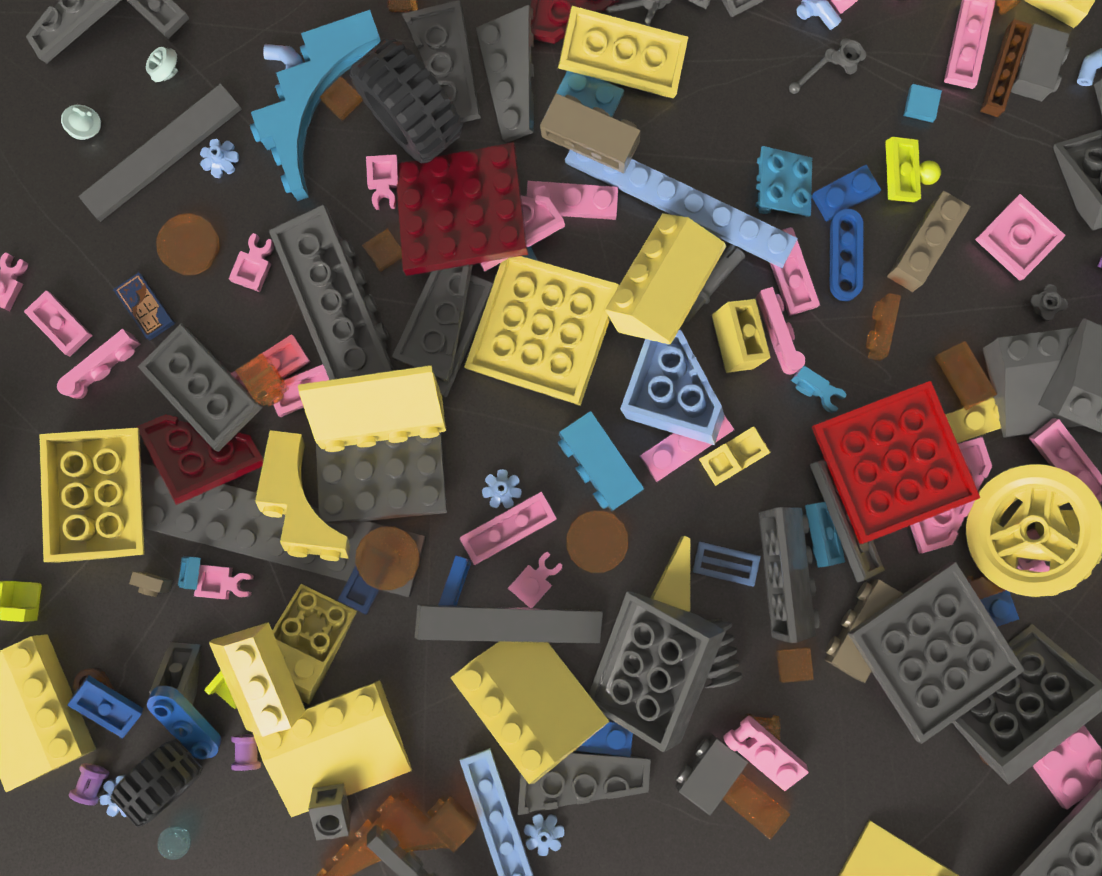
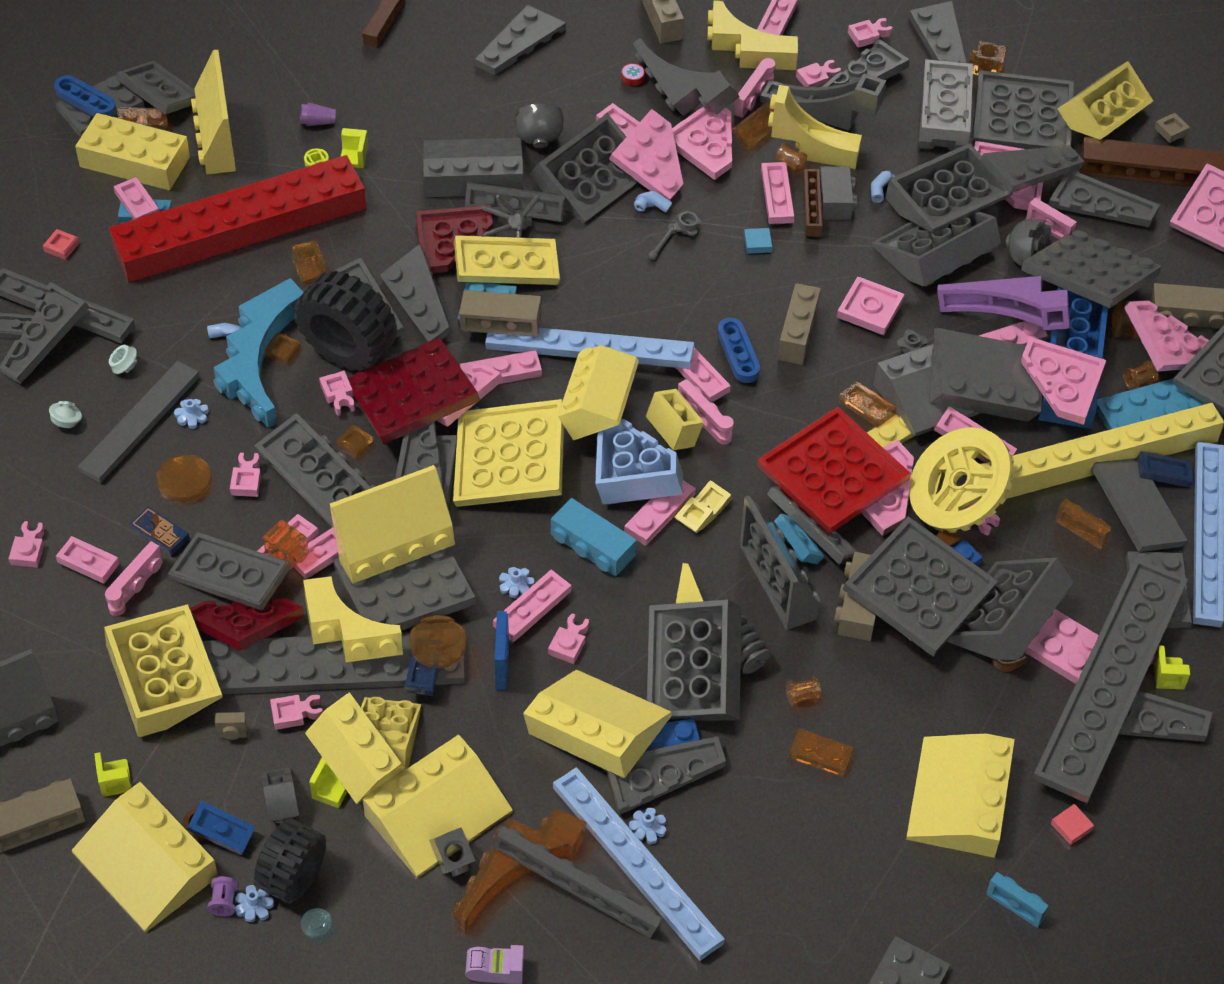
camera: 20 degrees left, 30 degrees down
(184, 722) = (296, 800): blue plate -> none
(189, 572) = (264, 708): dark azure tile -> none
(245, 753) = (359, 831): medium lavender bush -> none
(507, 624) = (559, 657): dark grey tile -> none
(597, 541) = (611, 597): clear orange tile -> none
(699, 558) = (727, 588): medium blue tile -> none
(710, 774) = (773, 734): dark grey brick -> none
(721, 271) = (638, 391): dark grey axle -> none
(766, 753) = (813, 700): bright pink plate -> none
(784, 182) = (668, 315): dark azure hinge -> none
(795, 664) = (813, 640): clear orange tile -> none
(813, 384) = (747, 440): dark azure plate -> none
(846, 192) = (726, 306): blue plate -> none
(885, 315) = (788, 393): clear orange plate -> none
(905, 172) = (761, 286): neon yellow plate -> none

